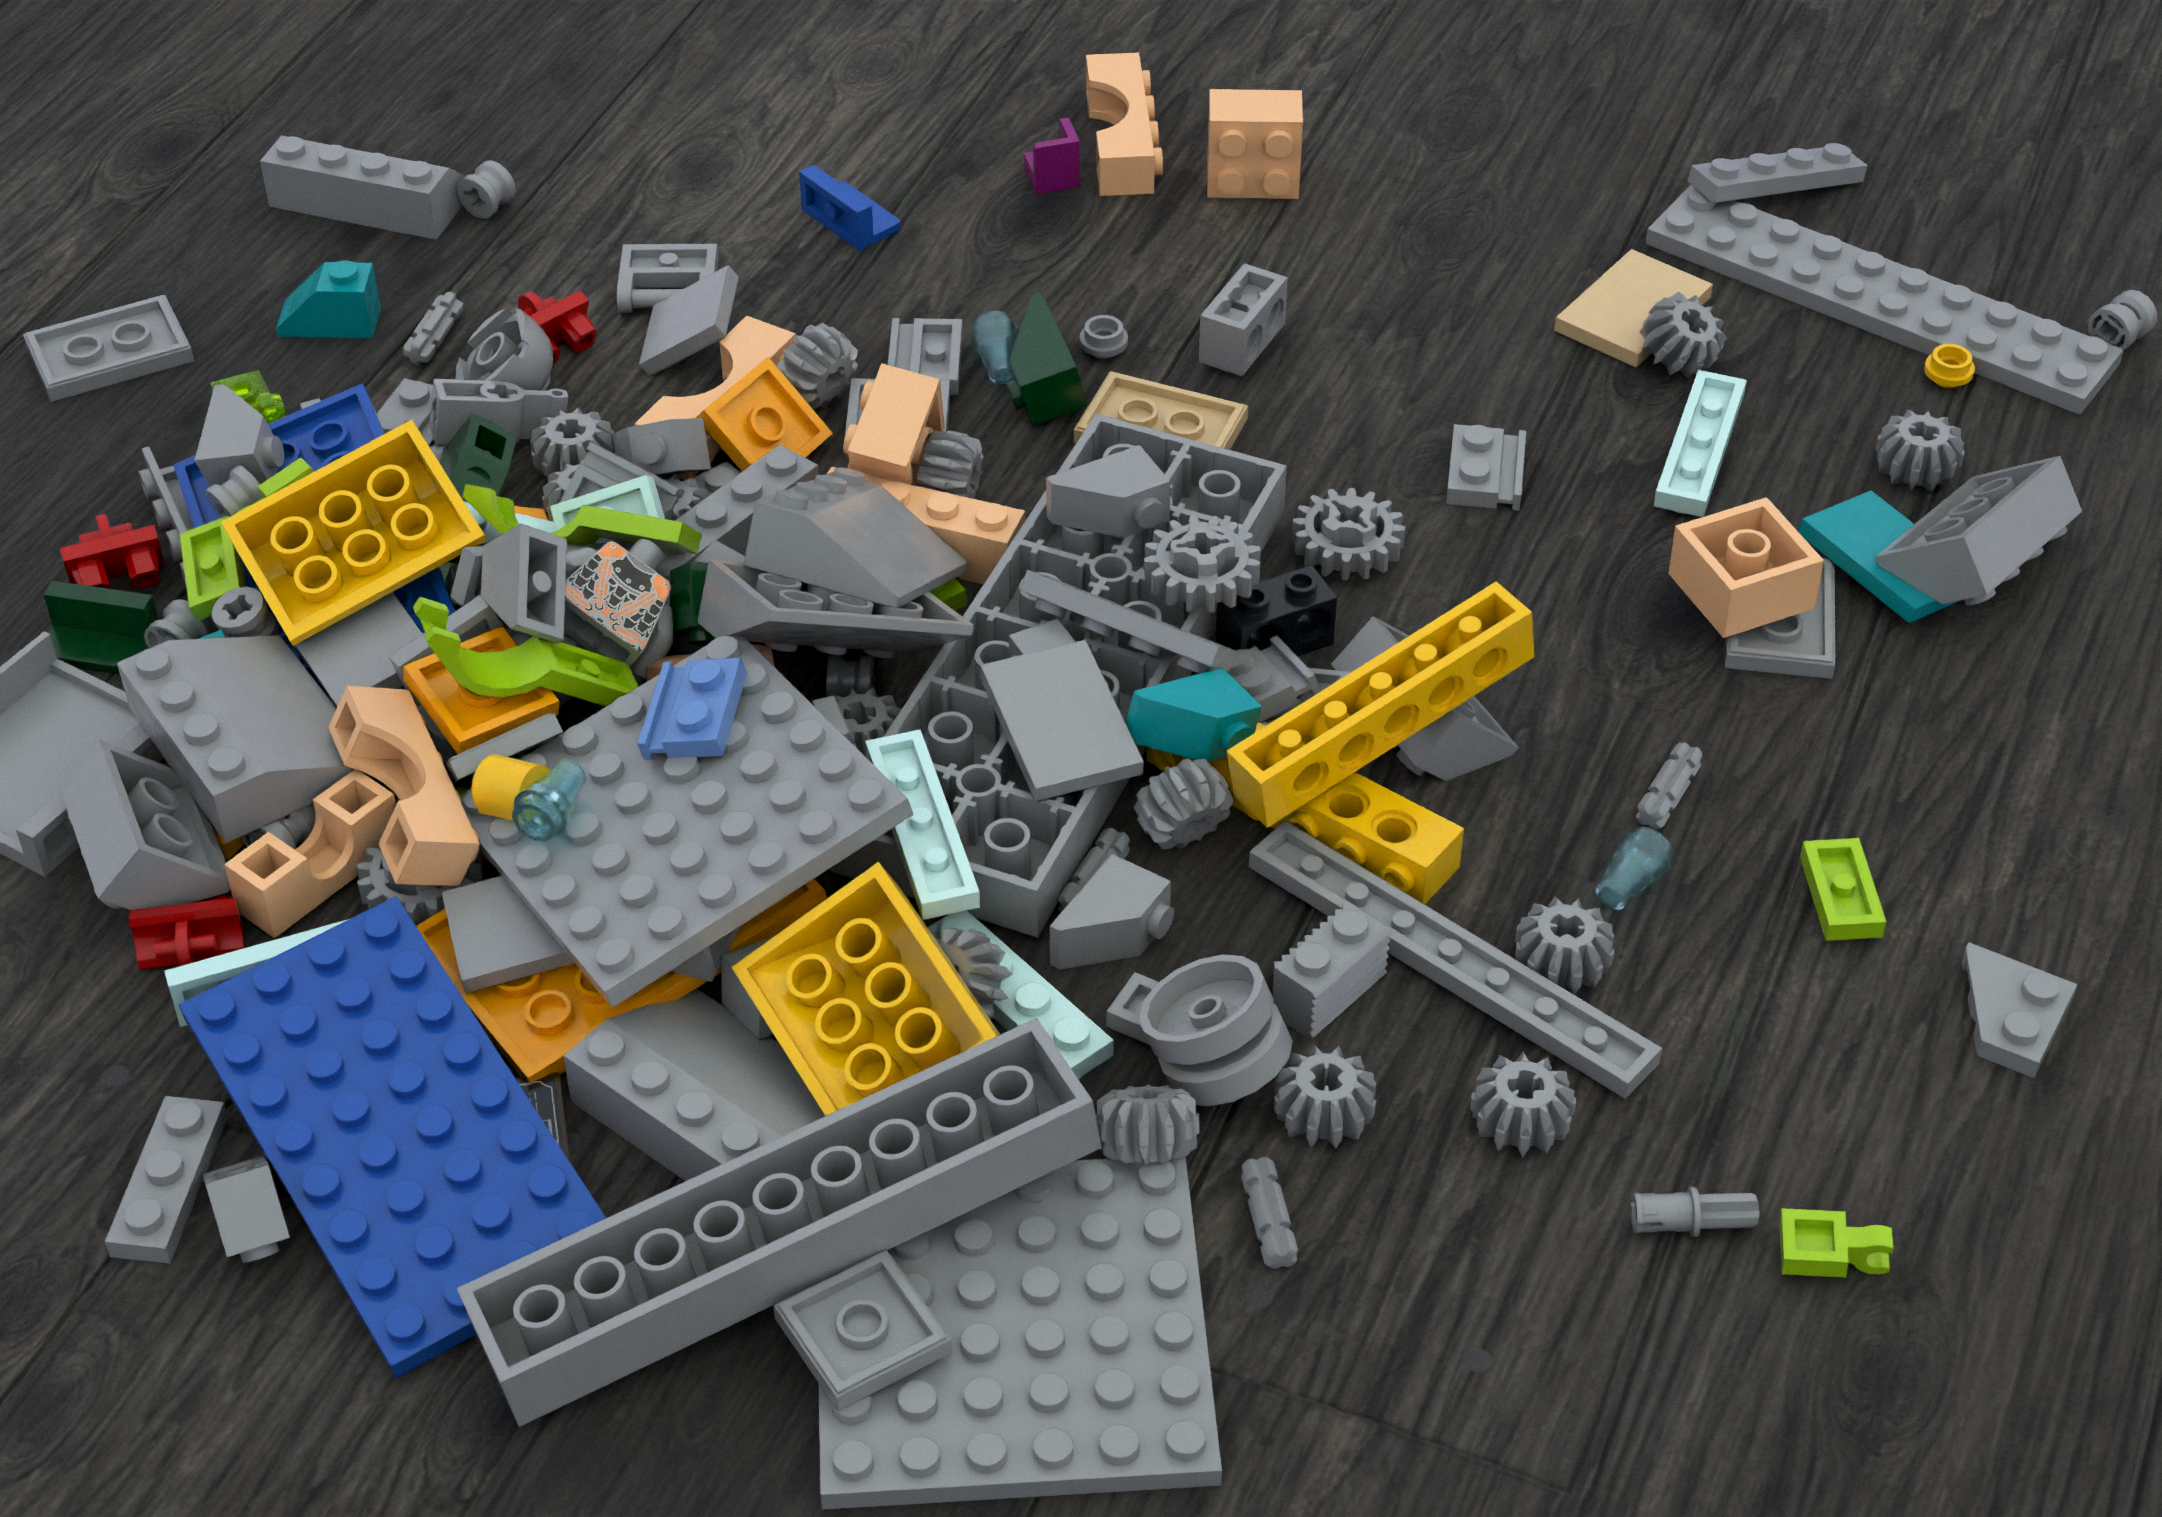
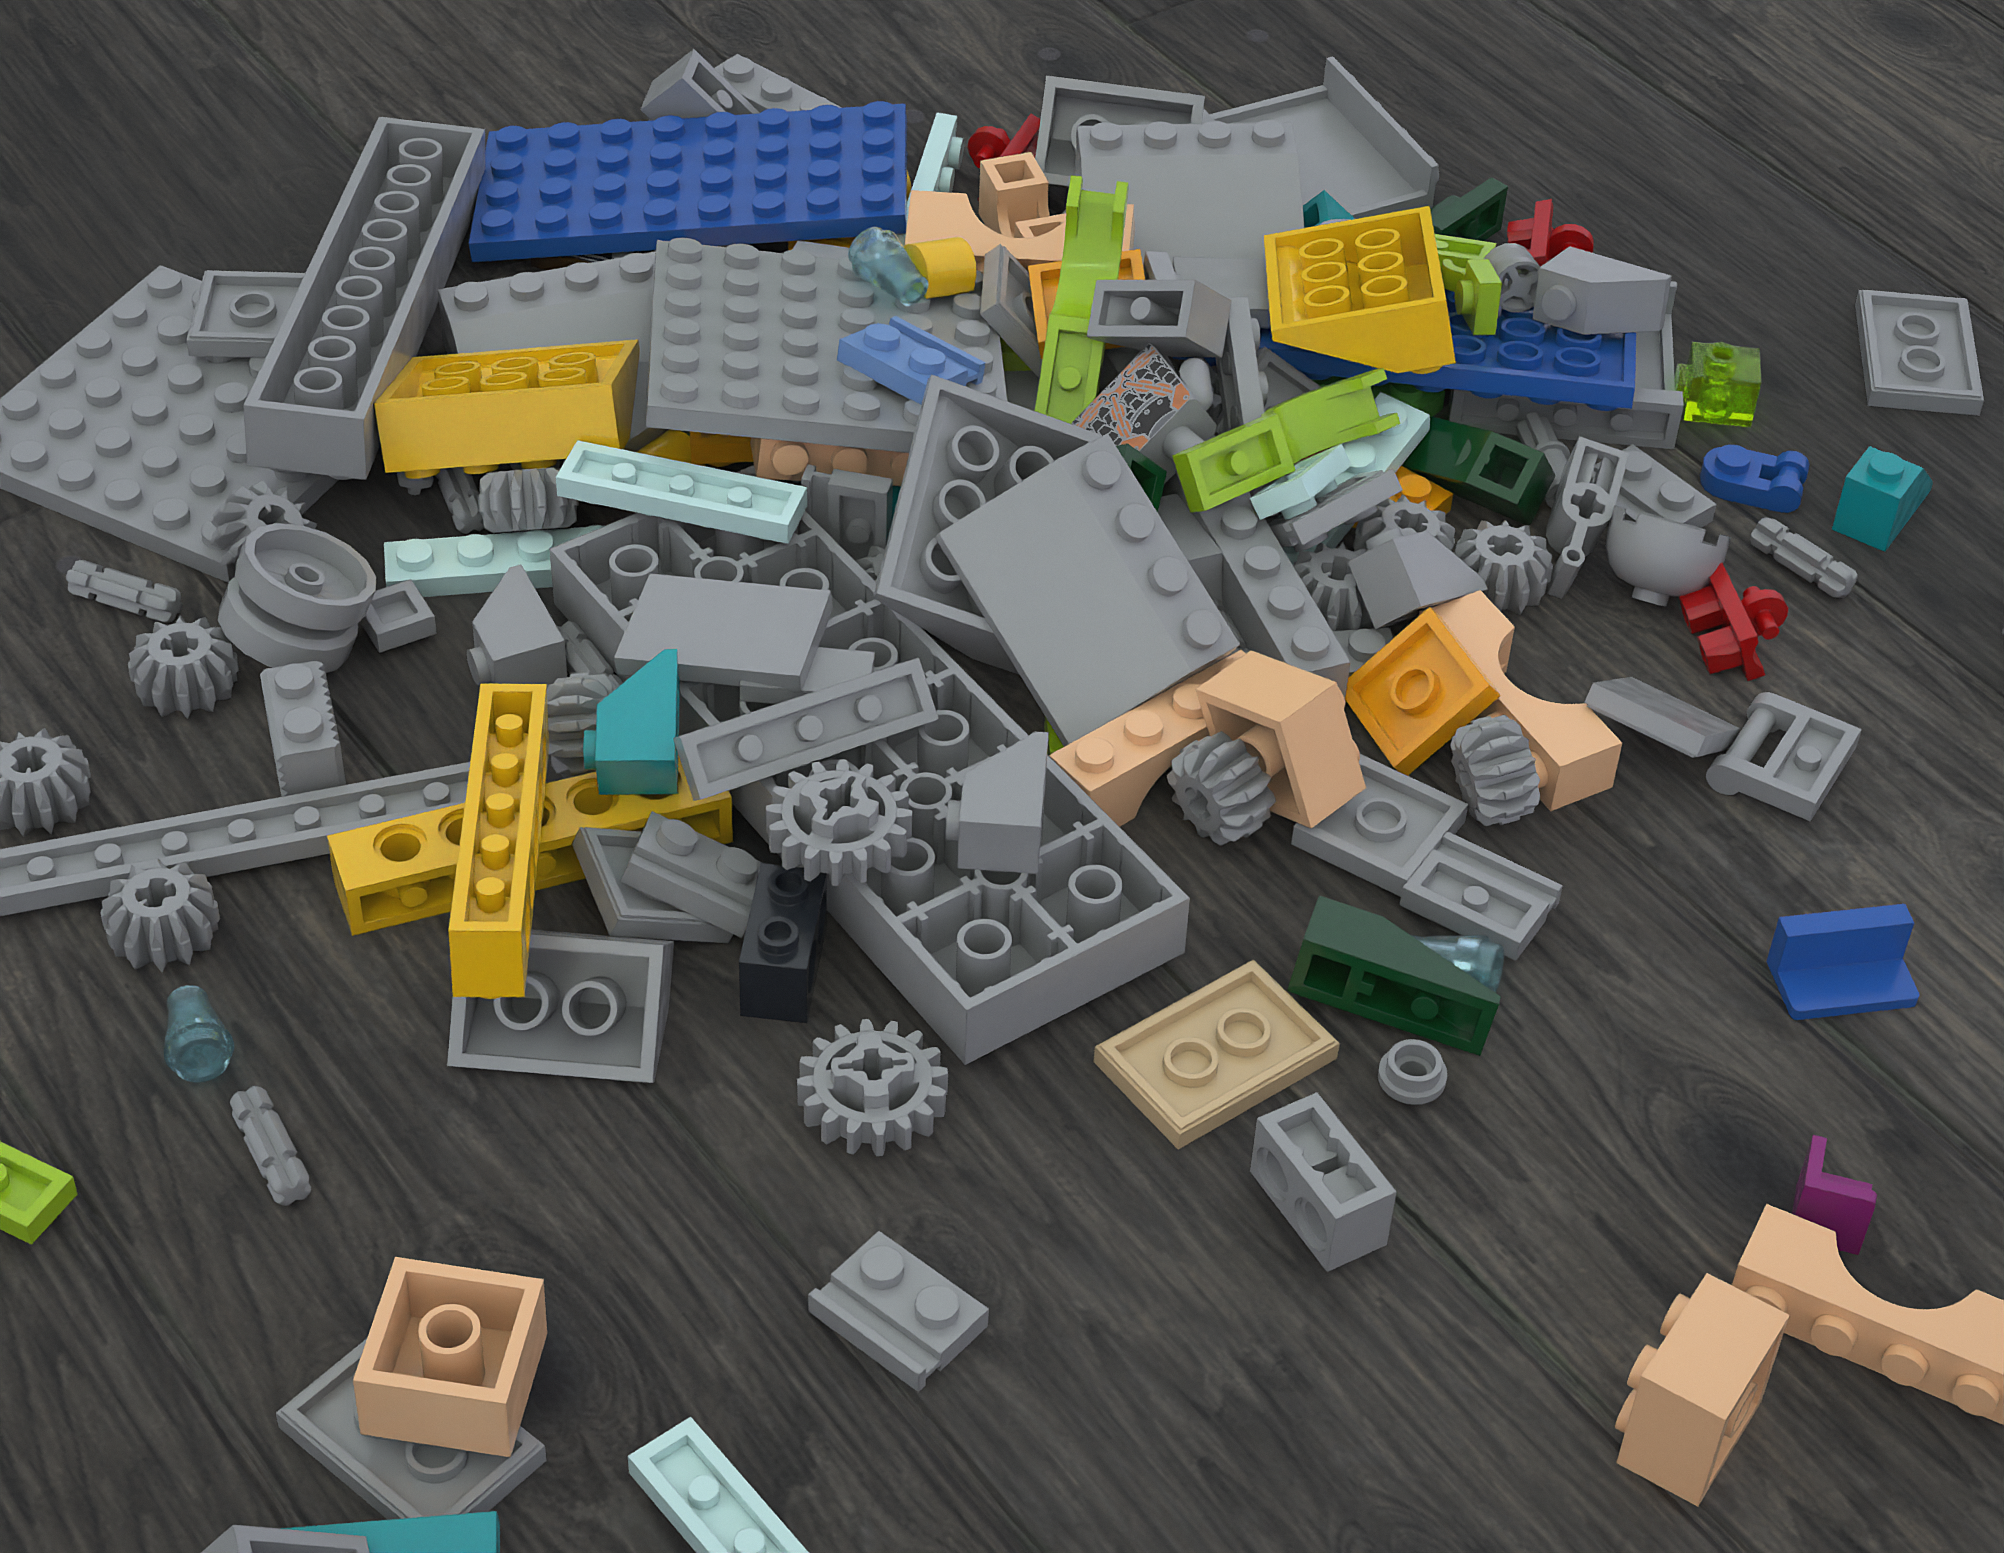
camera: 120 degrees right, 0 degrees up
(344, 378) = (1755, 477): none -> blue plate

